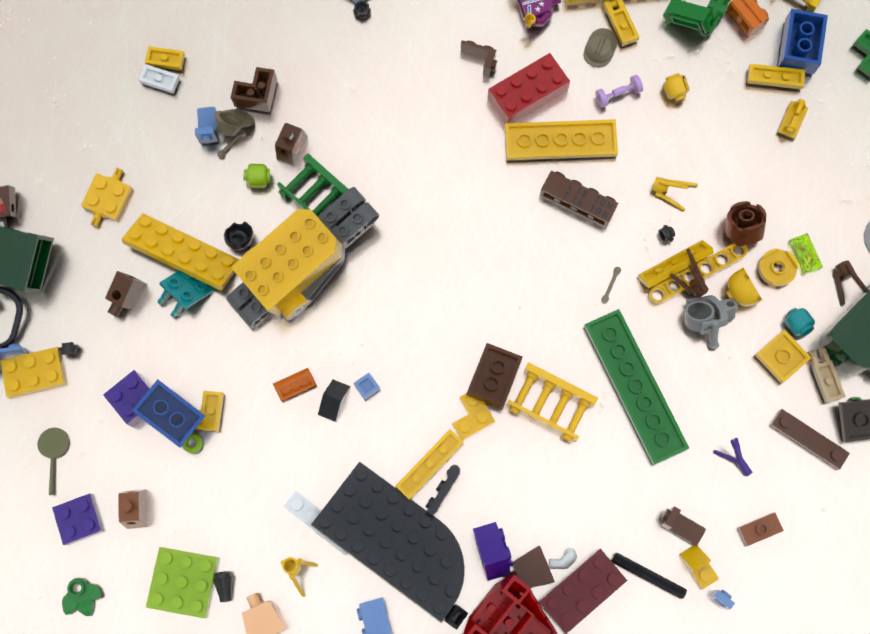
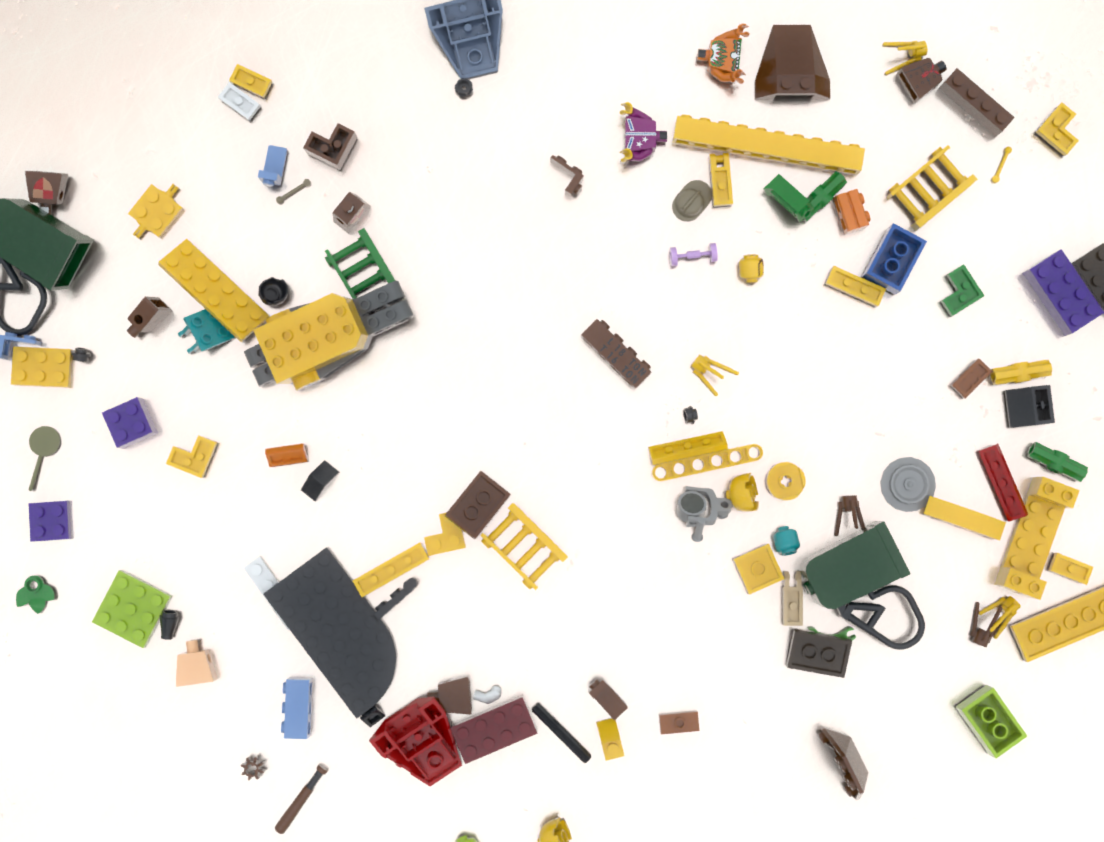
camera: 10 degrees right, 10 degrees up
(133, 508) = (103, 527): dark orange torso -> none
(168, 413) = (157, 451): blue brick -> none
(197, 447) = (169, 481): lime plate -> none
(231, 121) = (299, 170): dark tan piece -> none
(257, 175) = (308, 234): lime head -> none
(293, 567) = (234, 630): yellow plant -> none
(366, 386) = (354, 477): medium blue plate -> none
(493, 550) = (421, 669): dark purple brick -> none
(528, 89) = (603, 225): red brick -> none
(561, 139) = (619, 287): yellow plate -> none
(605, 298) = (609, 460): dark tan hinge -> none
(636, 387) = (609, 555): green plate -> none
(697, 285) = (699, 476): reddish brown plant -> none
(722, 598) = (621, 774): medium blue plate -> none
(739, 460) = (681, 651): dark purple plant -> none
(745, 223) = (768, 430): copper brick -> none
(793, 118) = (856, 335): yellow hinge -> none
(805, 253) = (818, 475): clear neon green tile -> none
(810, 439) = (755, 654): reddish brown plate -> none

